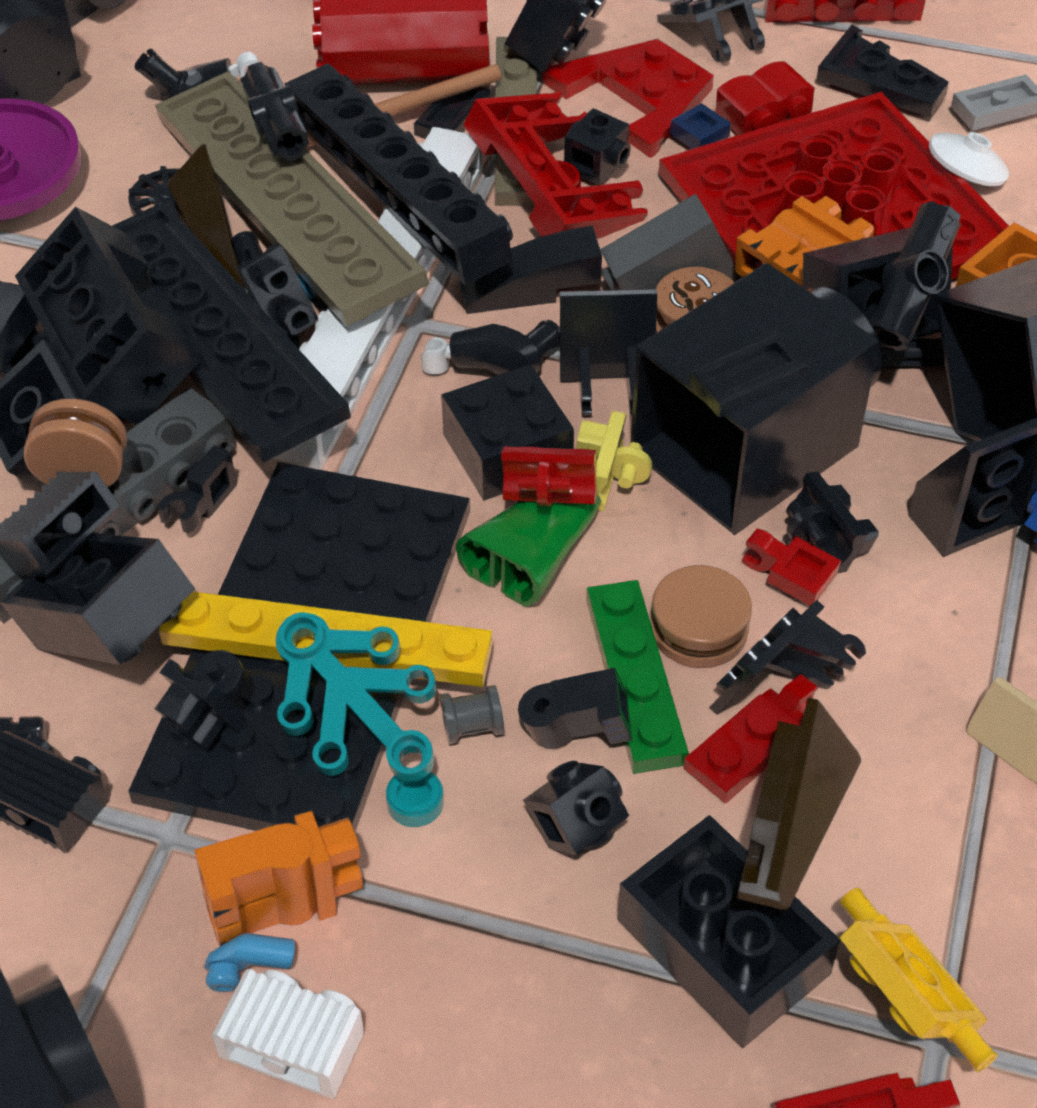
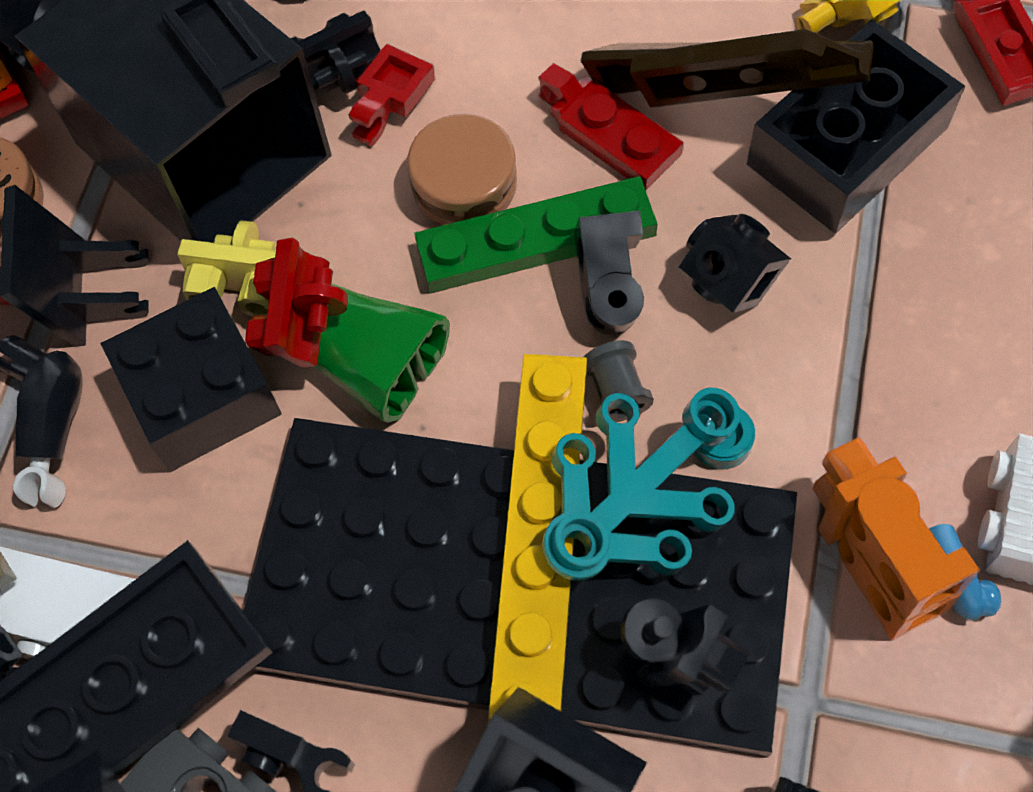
camera: 90 degrees left, 15 degrees up
(794, 647) = (536, 89): black plate -> none

